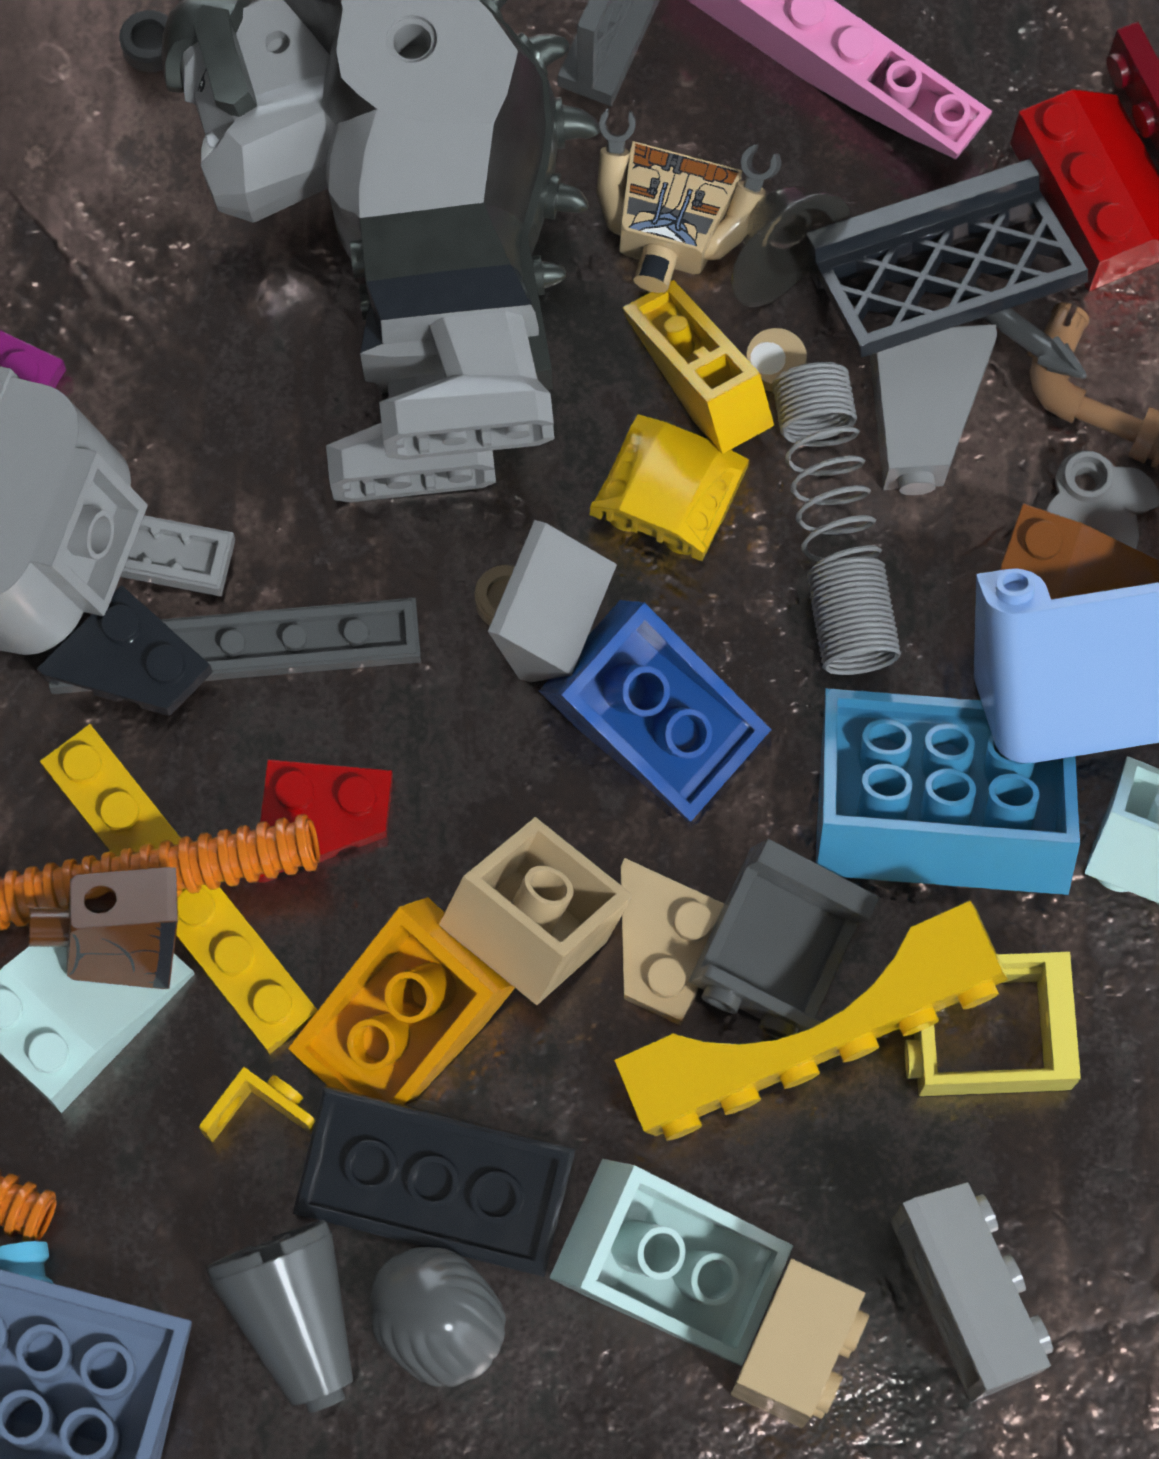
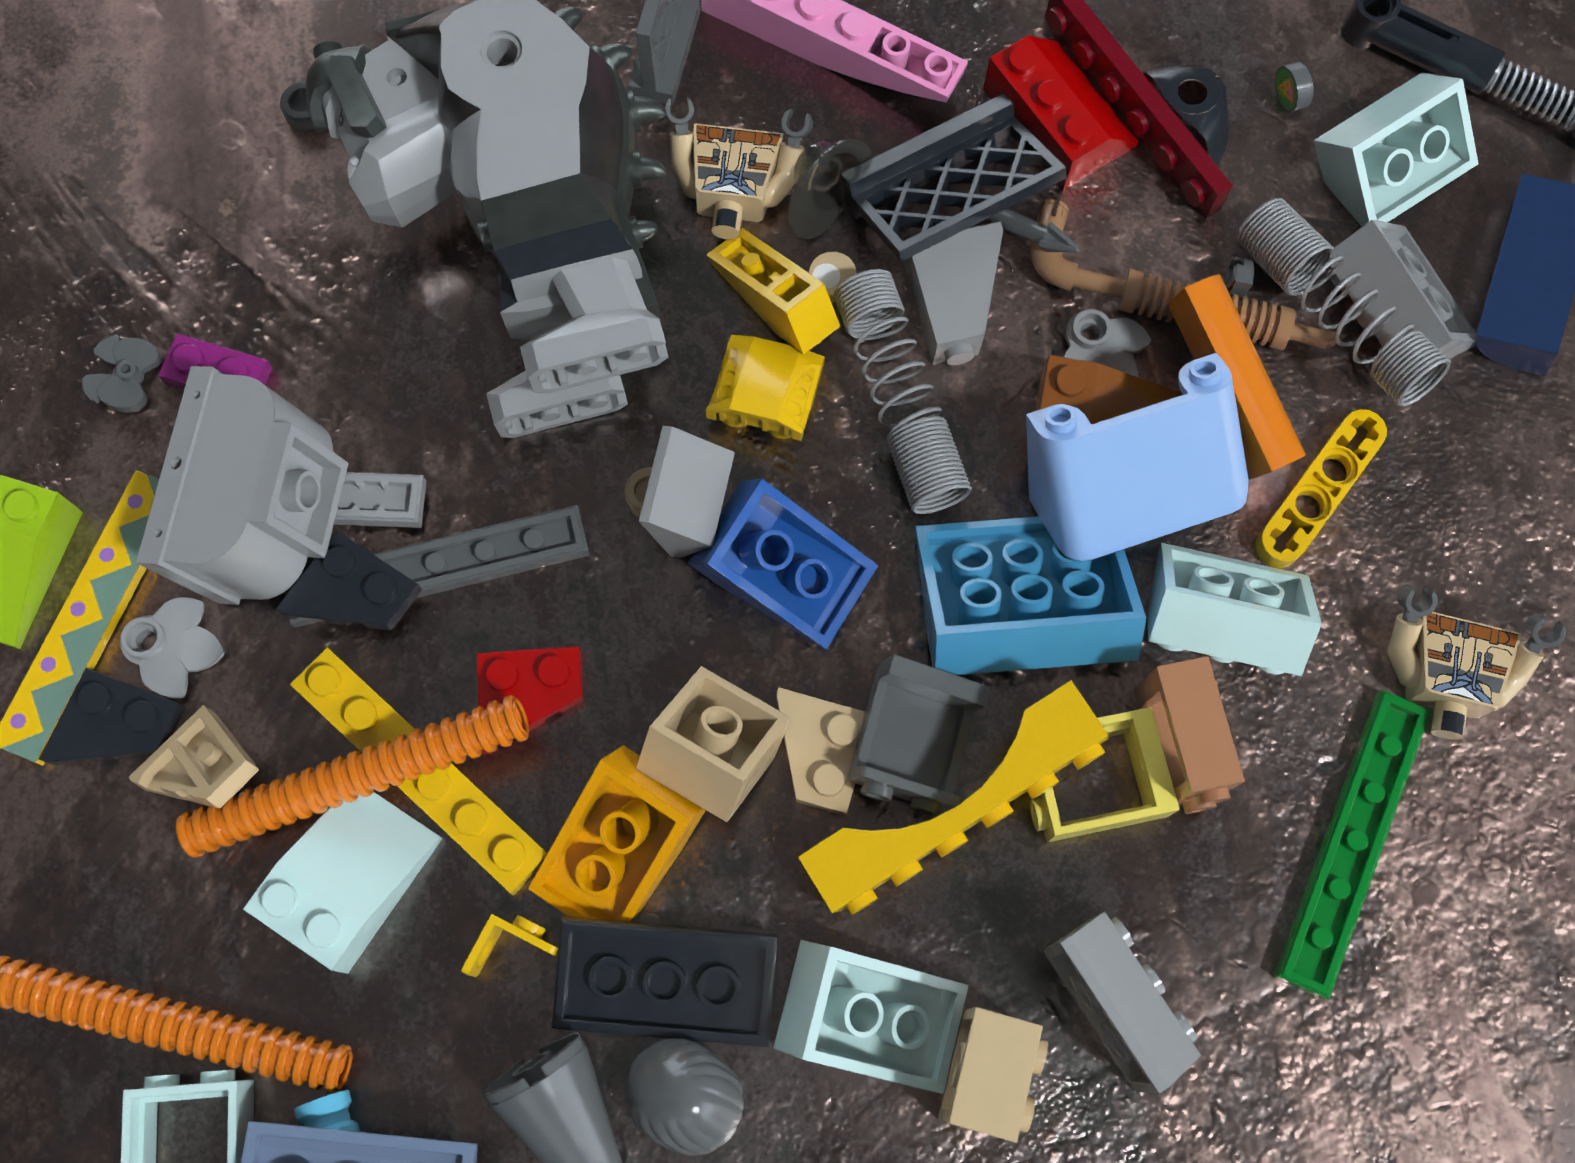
camera: 10 degrees left, 0 degrees up
(115, 927) = (363, 815): reddish brown torso -> none
(1111, 990) = (1192, 732): none -> nougat window

